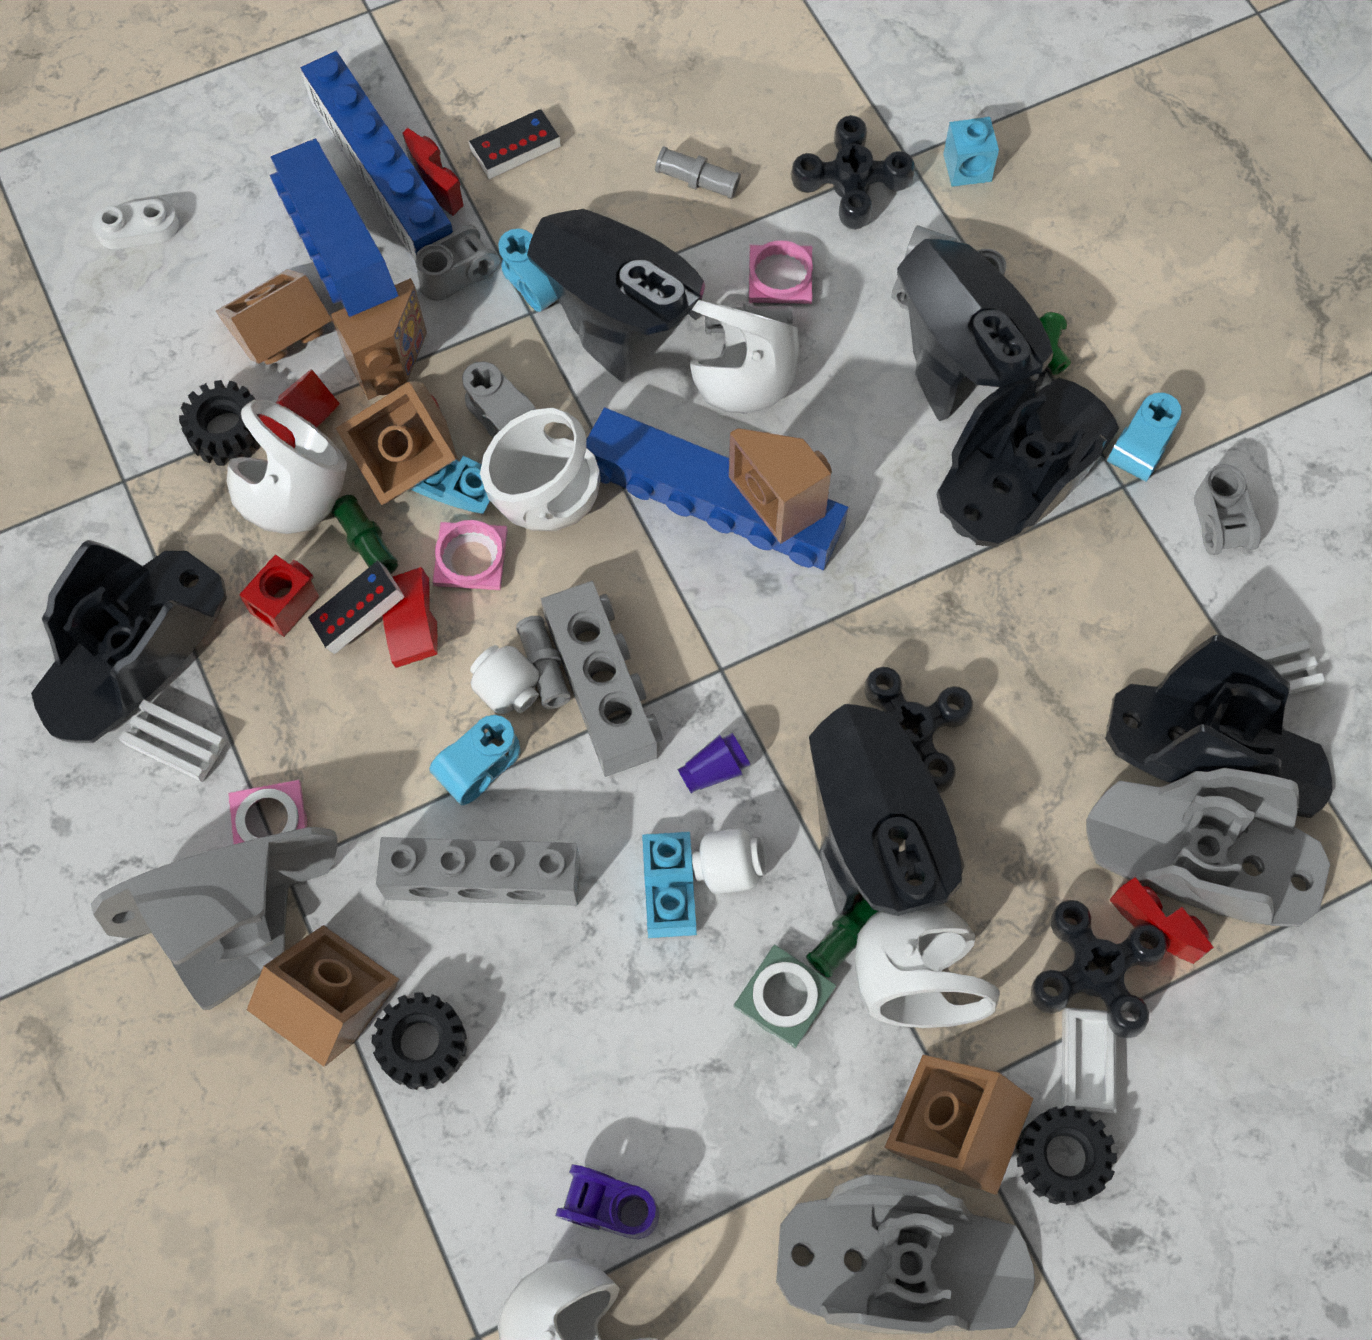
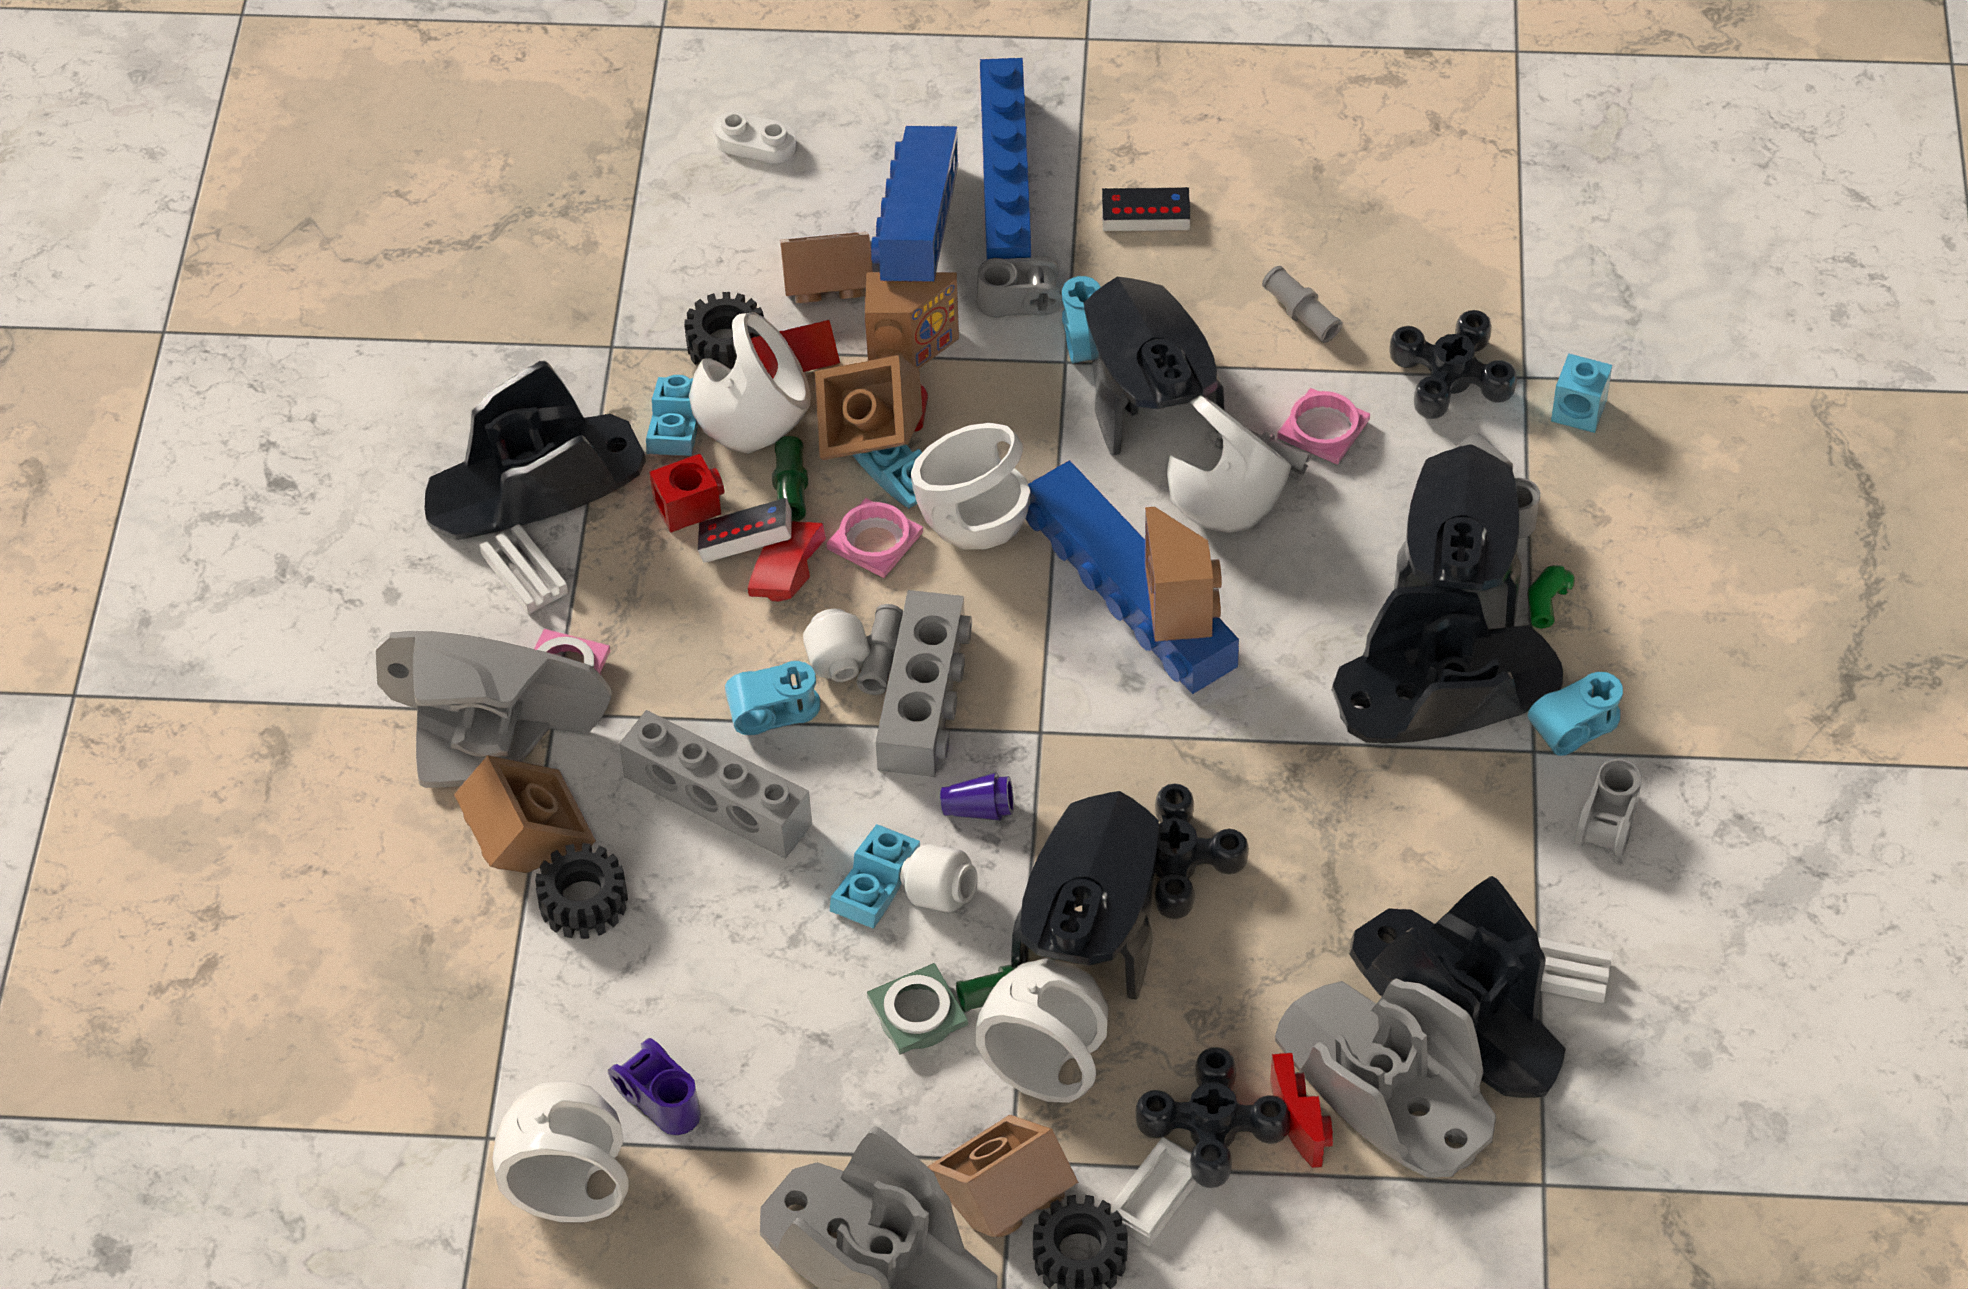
camera: 30 degrees right, 15 degrees down
(222, 525) = (672, 420): none -> medium azure slope
(440, 180) = (1050, 205): red slope -> none
(493, 397) = (978, 405): light grey piece -> none

